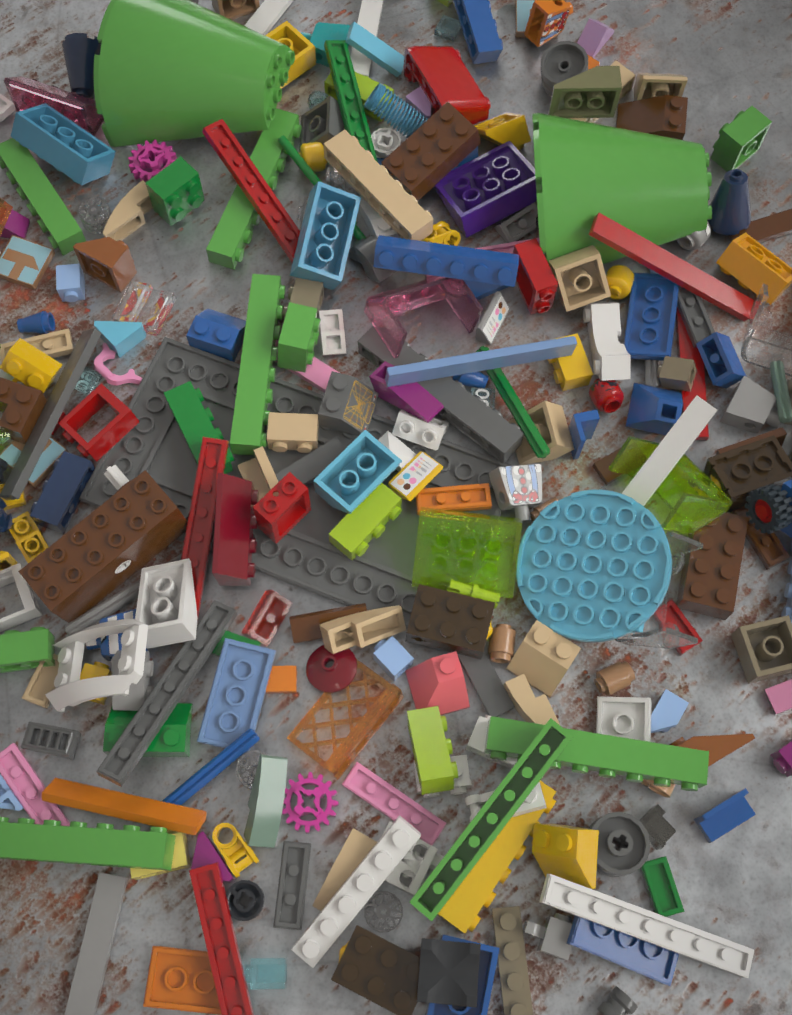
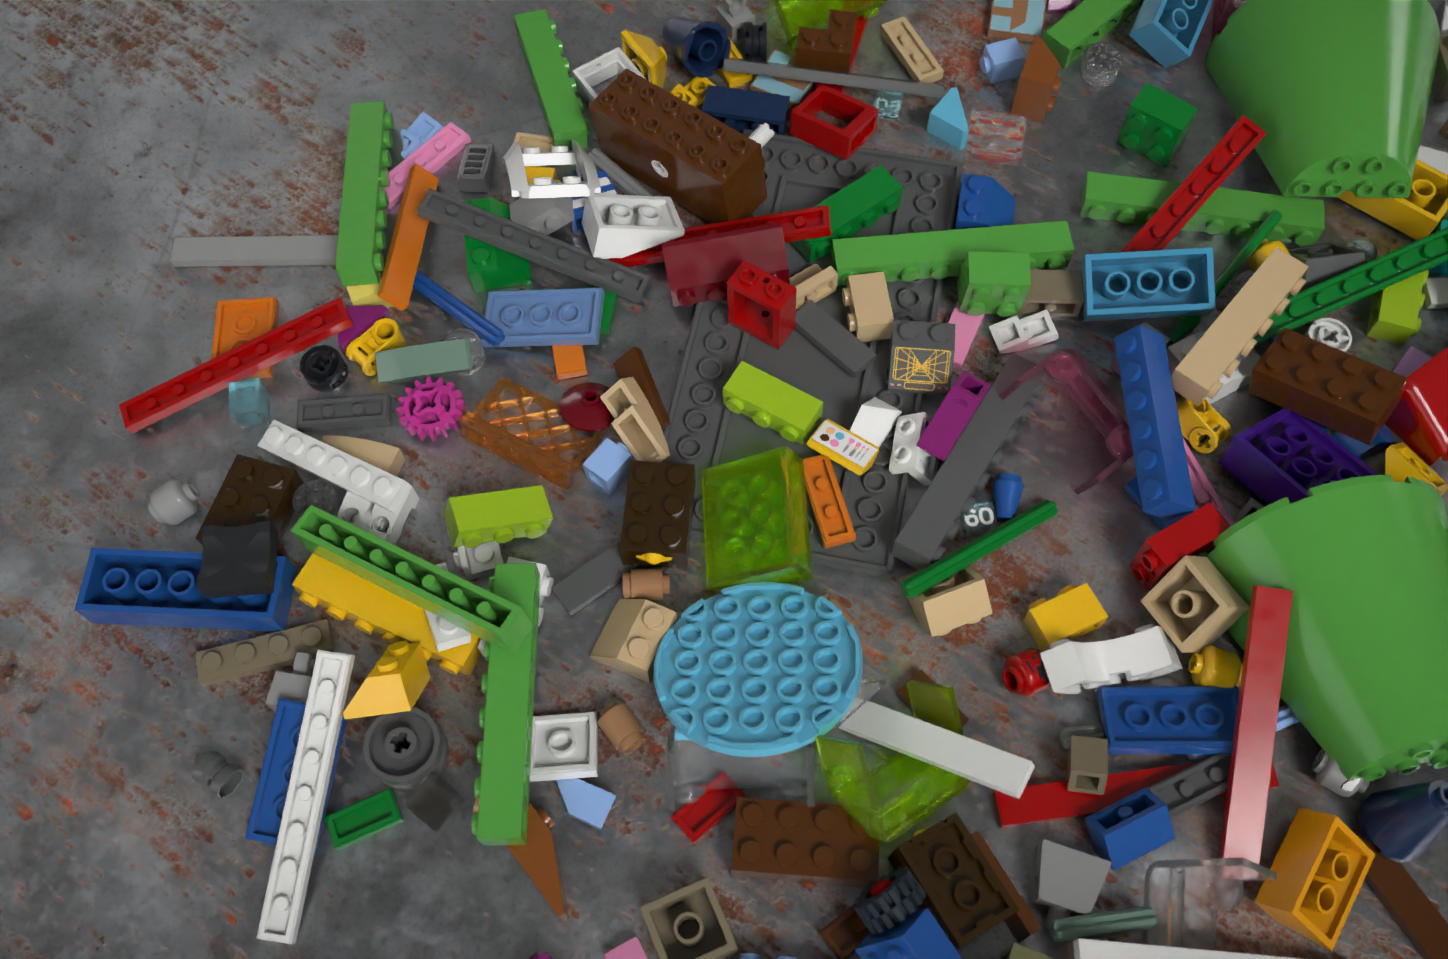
camera: 85 degrees right, 5 degrees down
(30, 366) = (882, 43): yellow brick -> none
(37, 323) = (943, 45): blue cone -> none
(113, 379) = (903, 143): bright pink helmet -> none
(129, 213) = (1103, 90): tan slope -> none
(150, 160) = (1201, 95): dark pink gear -> none
(267, 617) = (639, 333): clear red slope -> none
(356, 473) = (827, 374): medium azure slope -> none
(393, 802) = (449, 481): bright pink tile -> none
(403, 123) = (1376, 350): dark azure piece -> none
(439, 684) = (584, 525): coral slope -> none
(473, 591) = (700, 536): lime pin -> none
(480, 361) = (1019, 492): medium blue tile -> none
(492, 319) = (1102, 512): slope -> none
(518, 488) = (855, 572): torso -> none
(531, 709) = (565, 634): tan slope -> none
(582, 428) = (960, 634): blue panel -> none
(653, 409) = (1030, 735): blue slope -> none
(725, 816) = (458, 893): blue panel -> none

